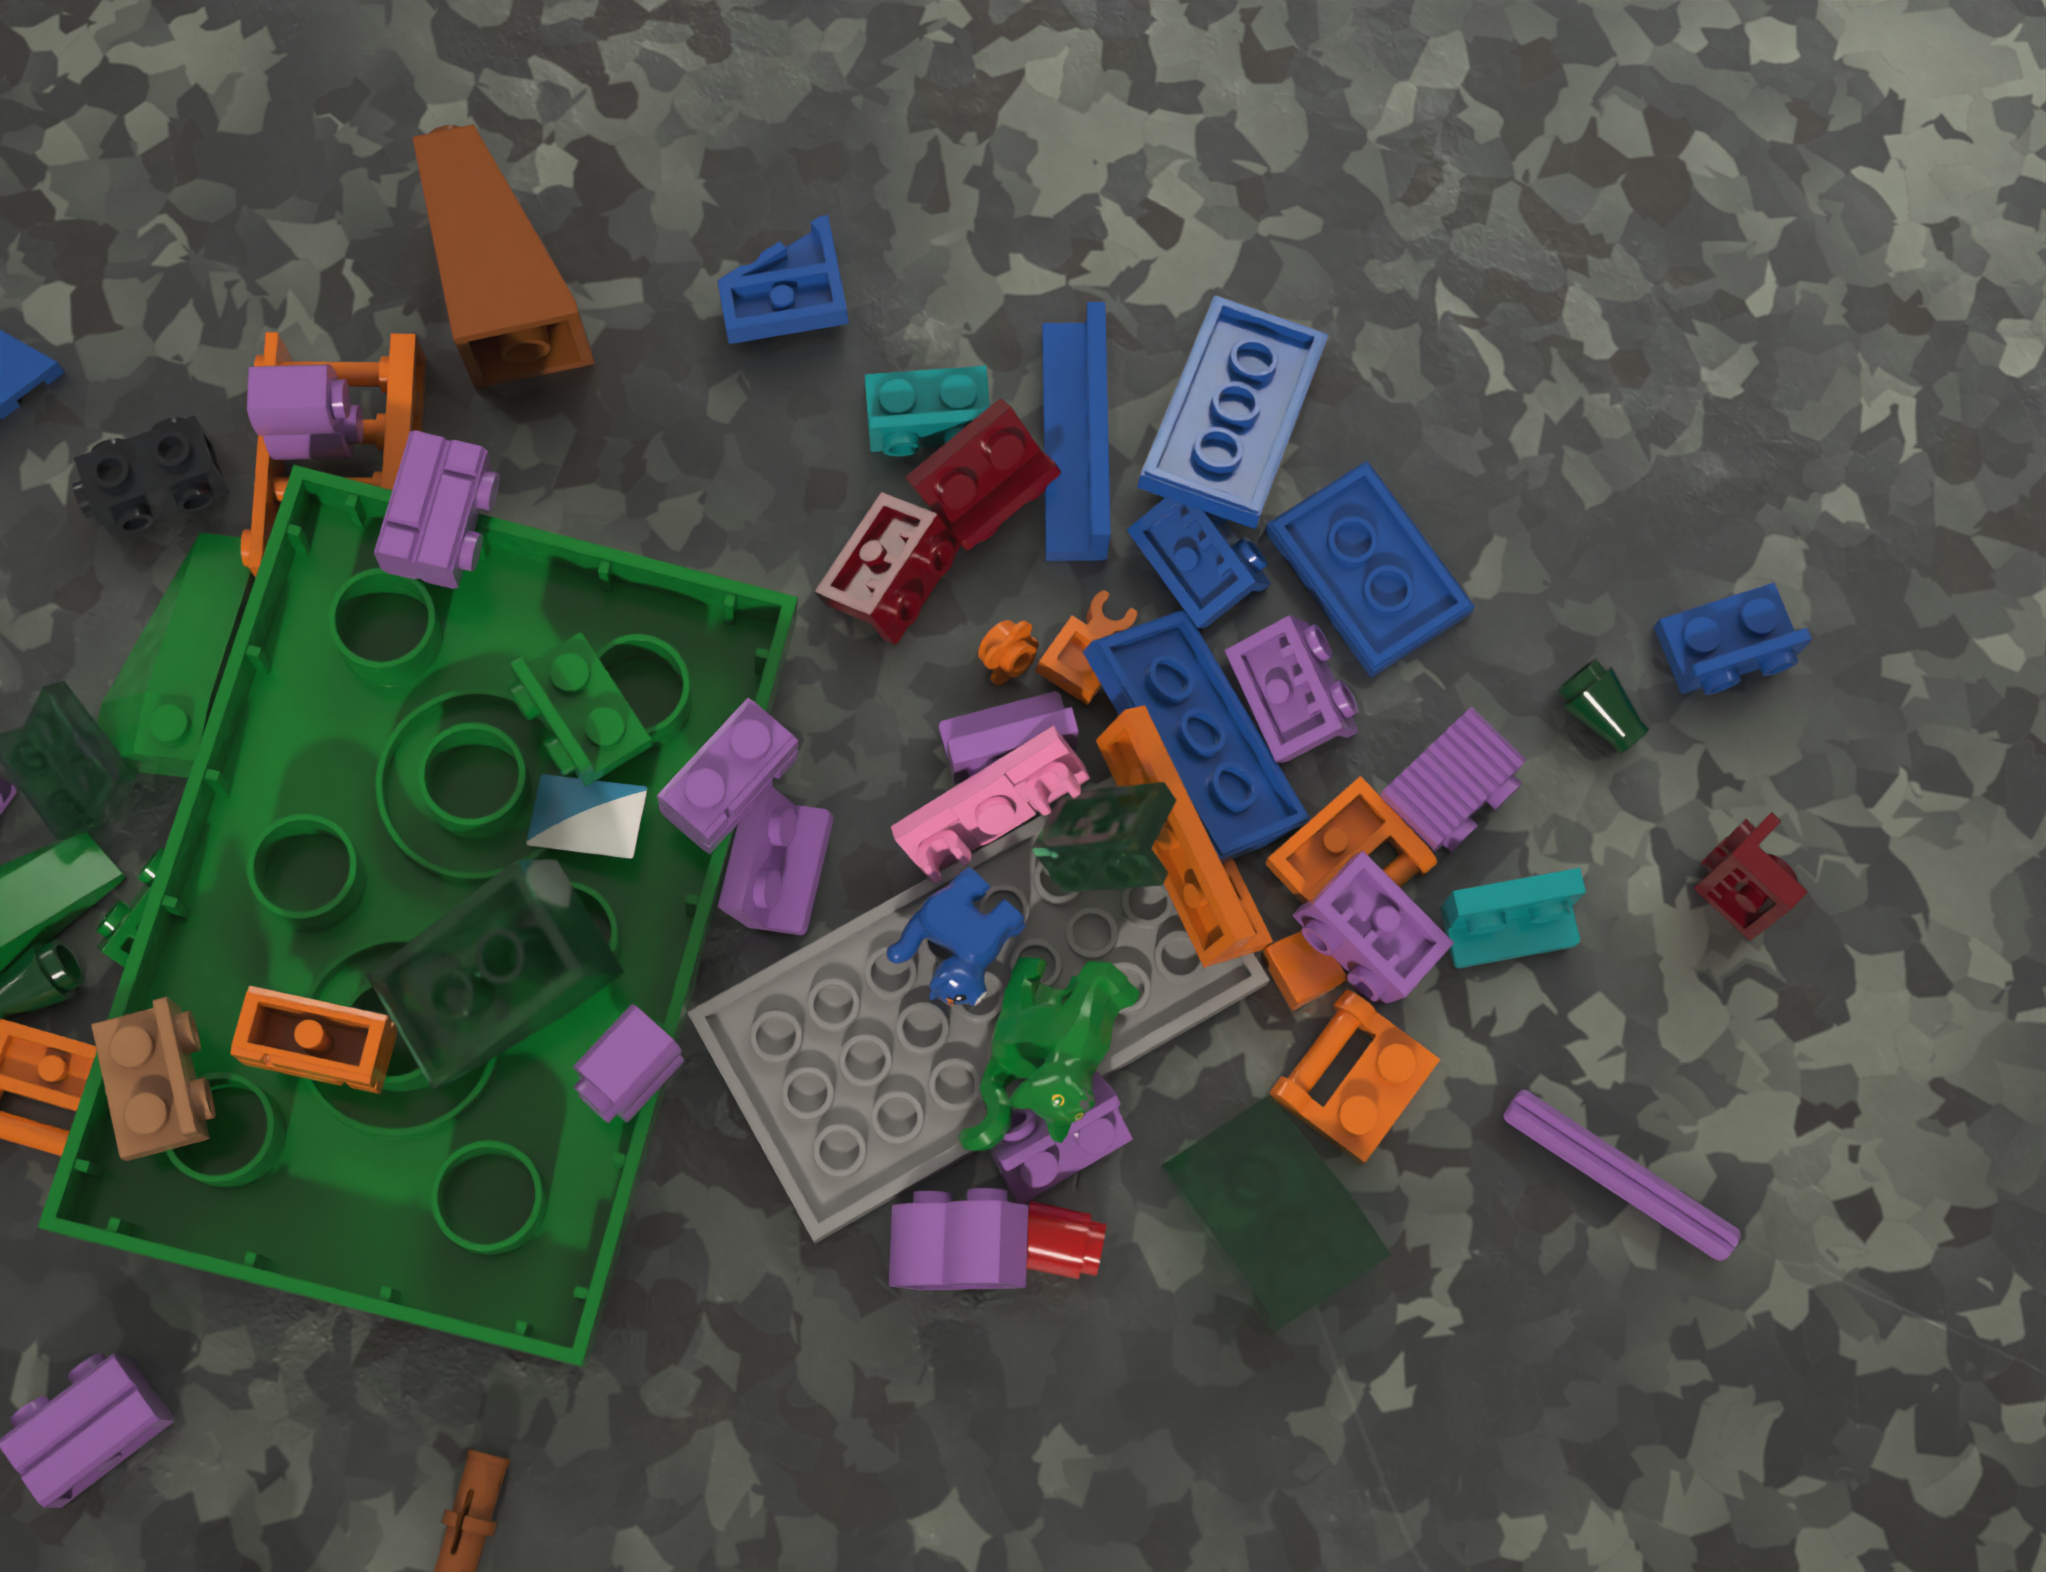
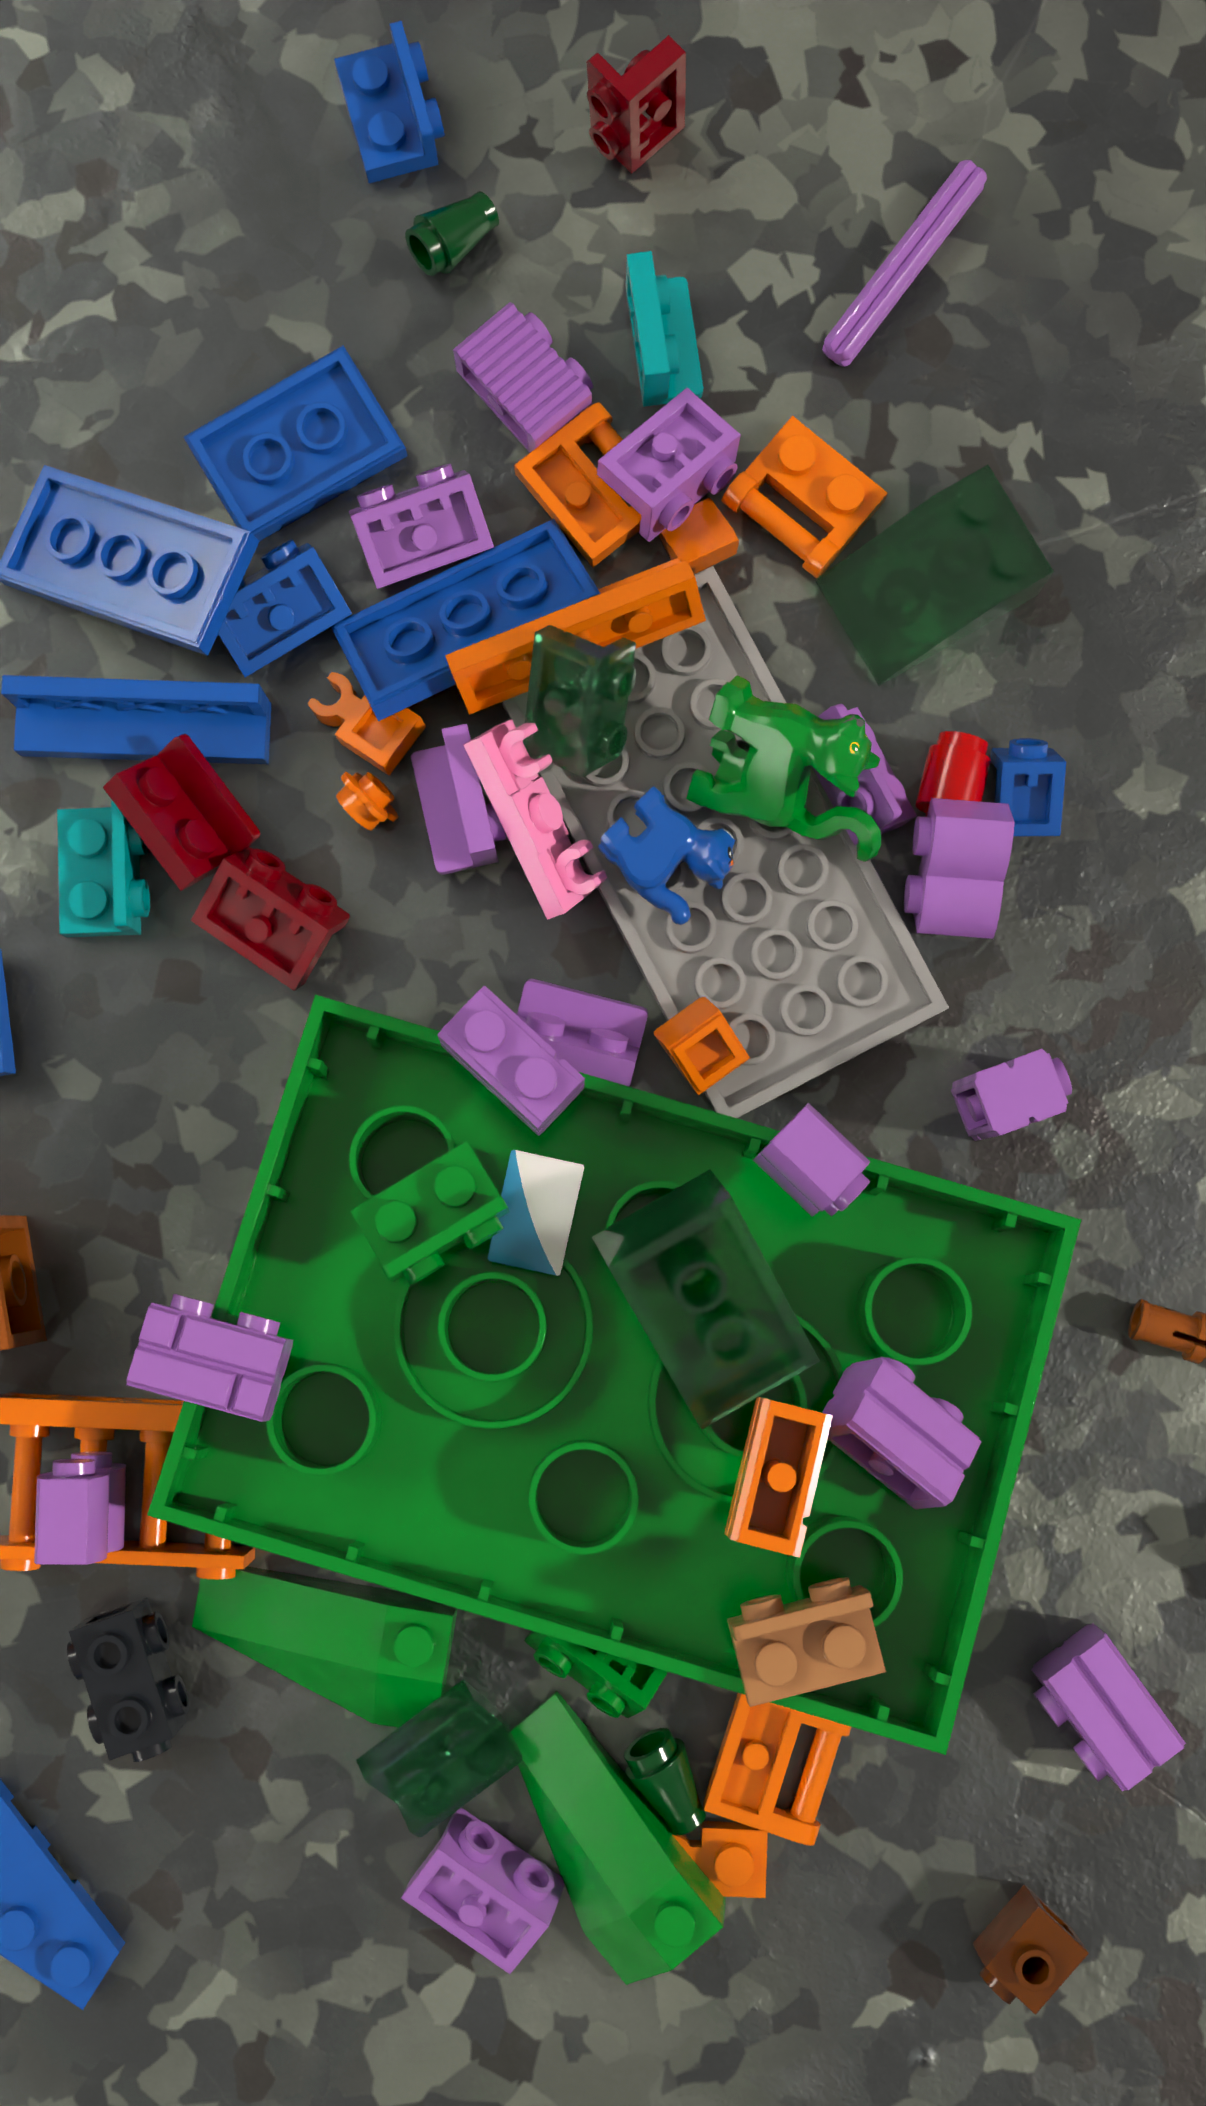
camera: 85 degrees left, 10 degrees up
(362, 1178) = (900, 1432): none -> medium lavender brick
(717, 1300) = (1012, 1095): none -> medium lavender brick
(766, 983) = (701, 1044): none -> orange slope
(1053, 1320) = (1032, 783): none -> blue bracket

